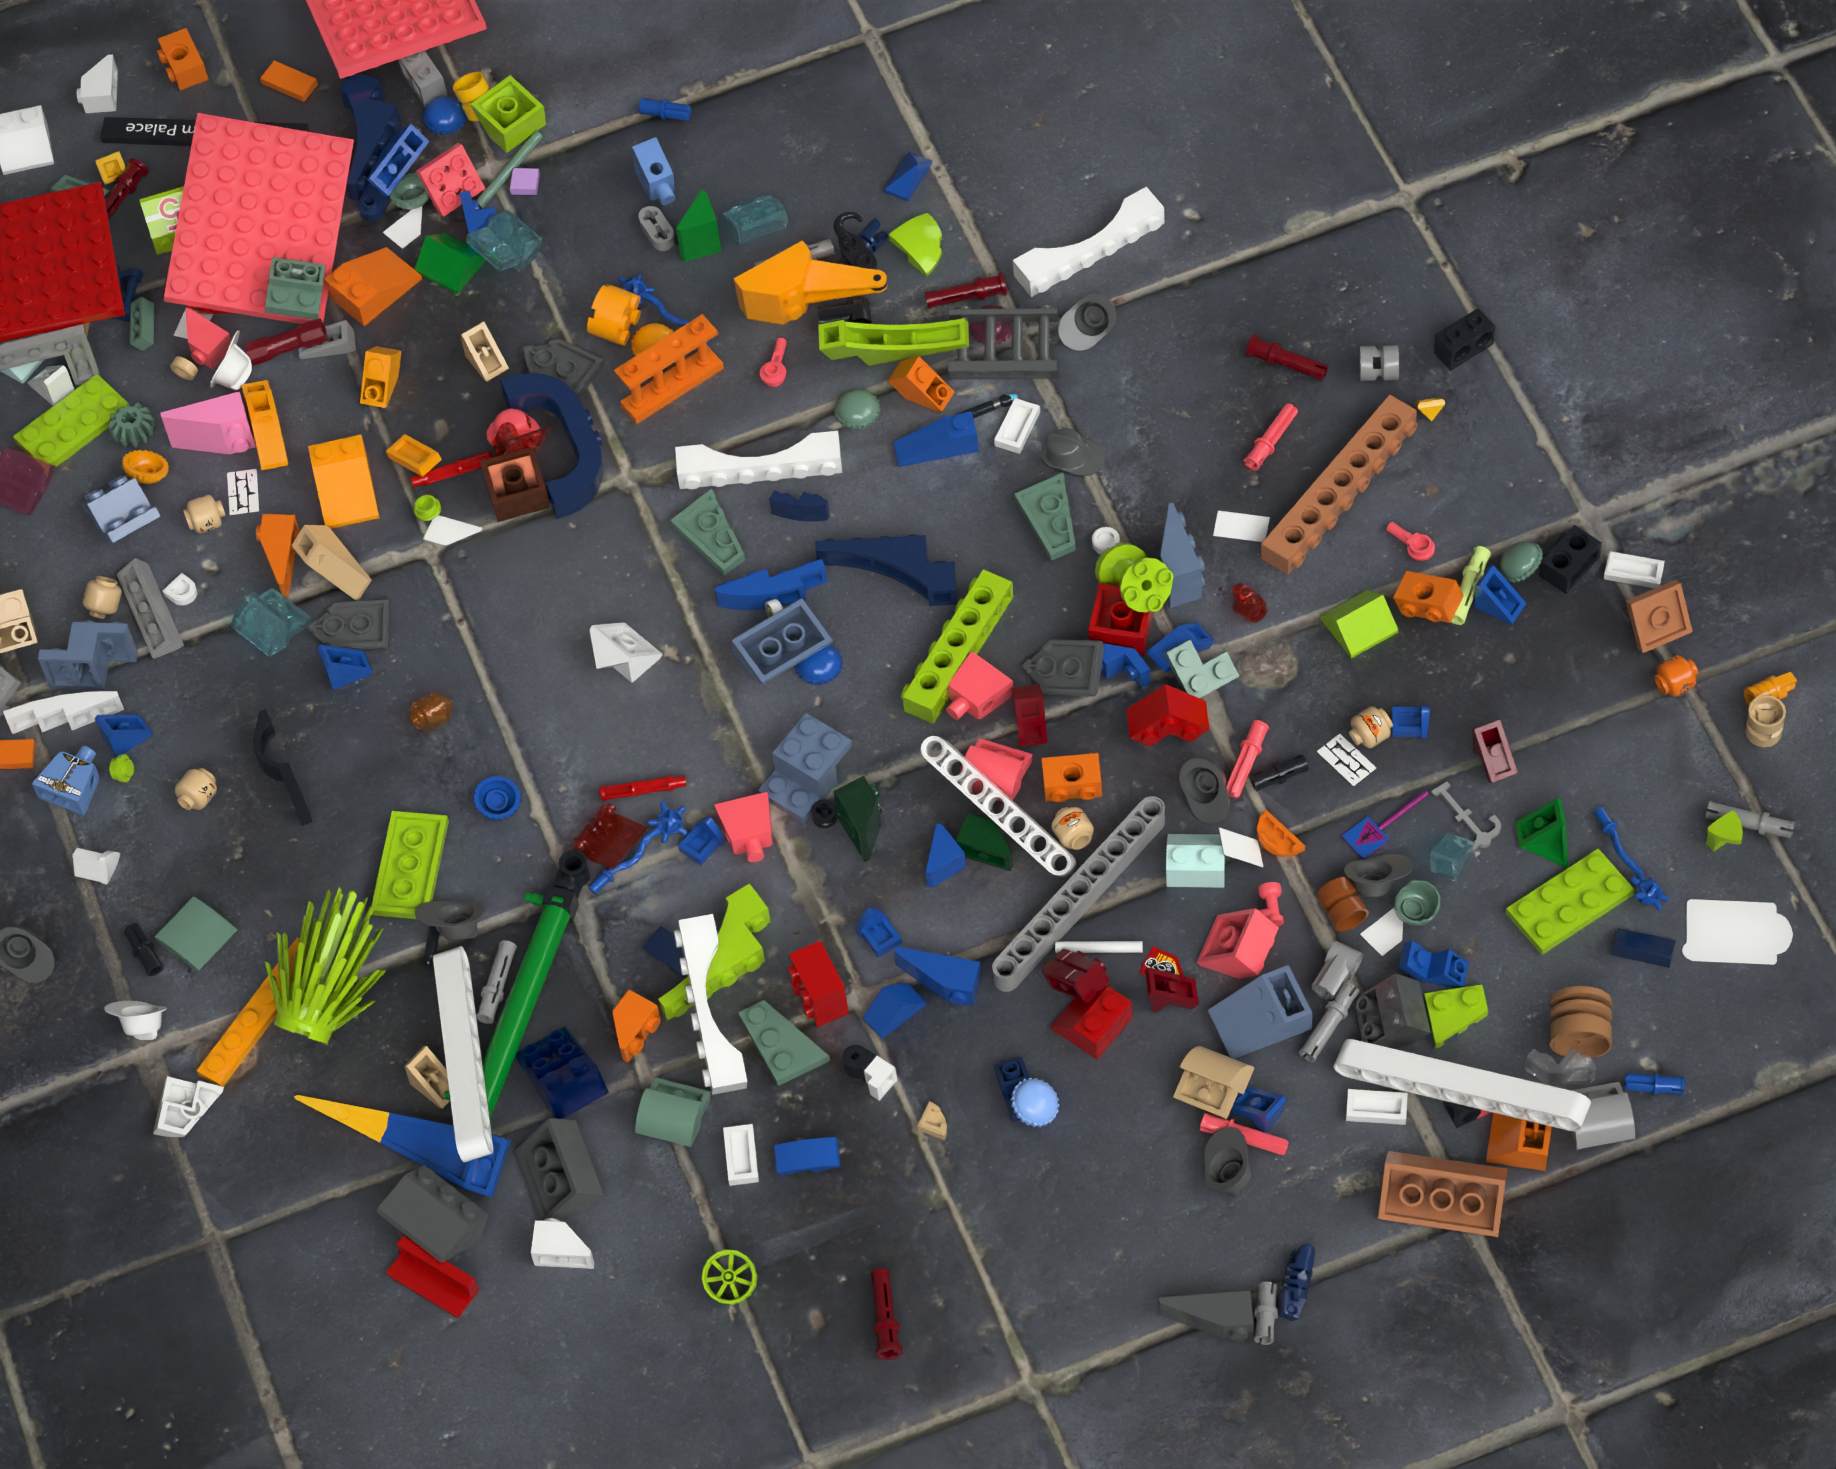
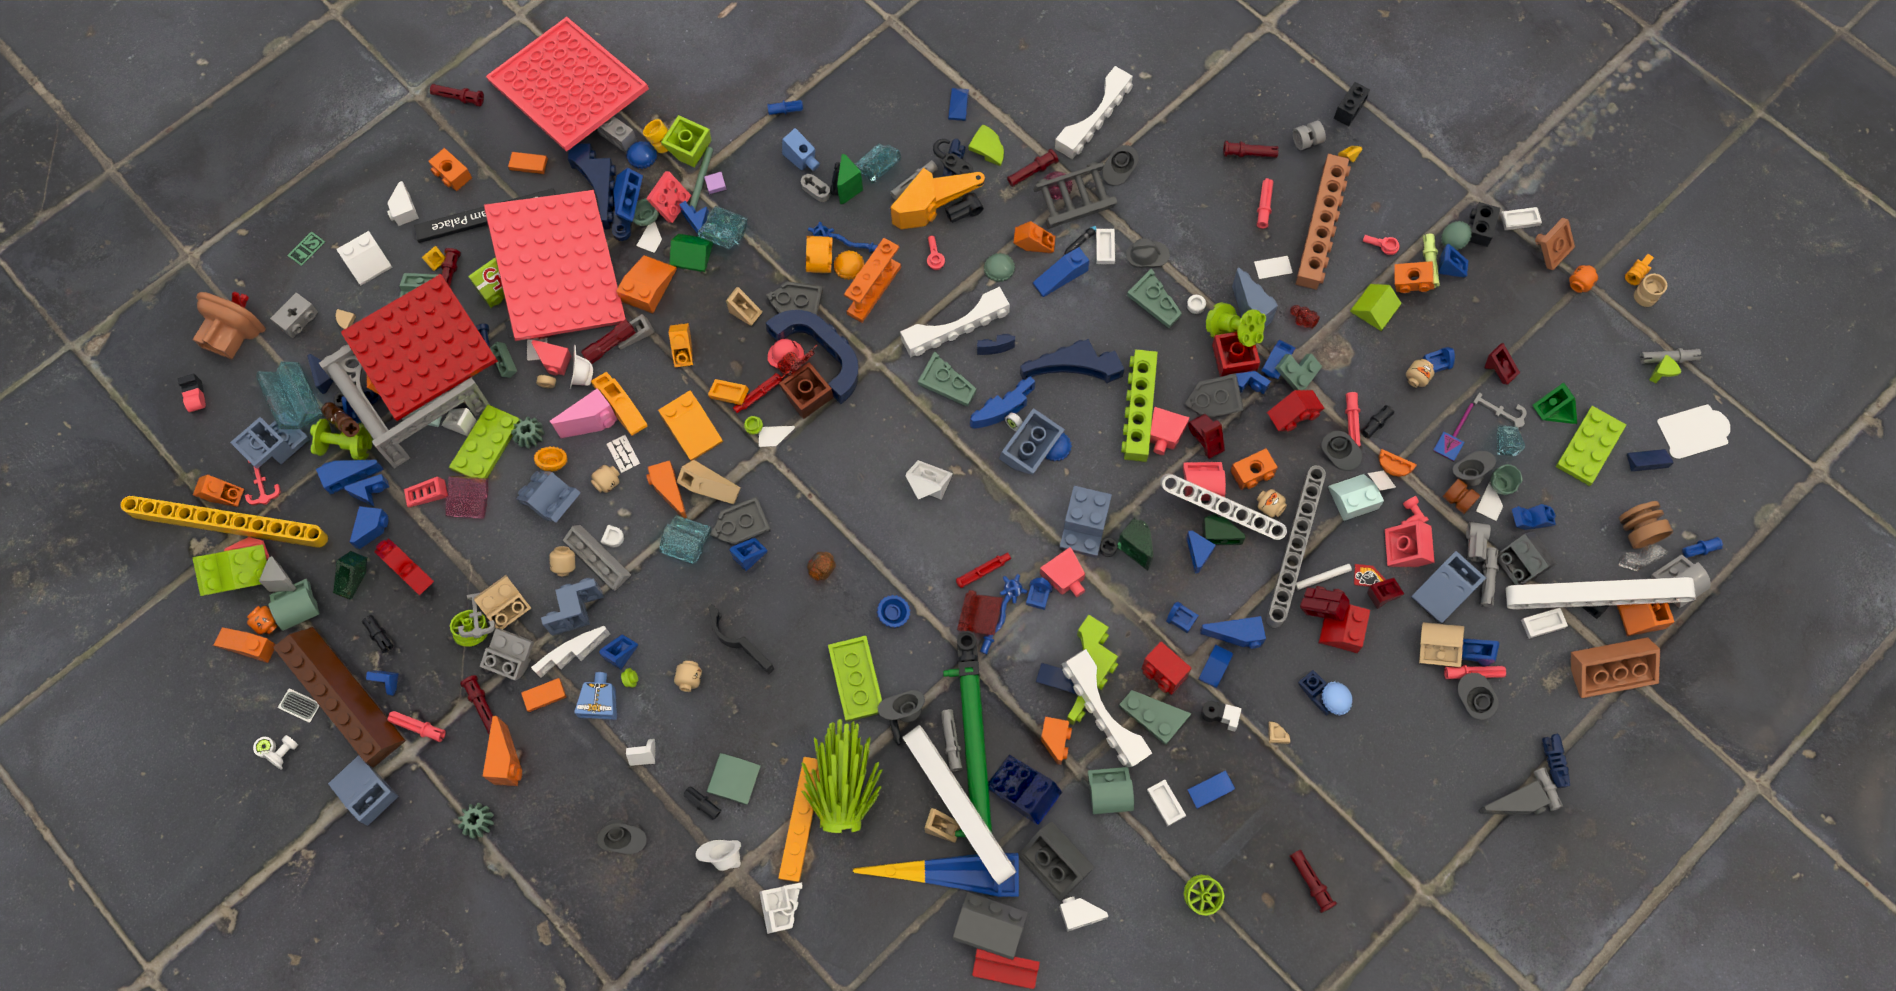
camera: 25 degrees left, 10 degrees up
(294, 288) = (601, 304): sand green brick -> none
(891, 343) = (1005, 217): lime arch -> none
(1346, 759) = (1411, 398): white sticker -> none
(1454, 1011) = (1560, 542): lime wing -> none
(1646, 891) = (1634, 423): blue piece -> none

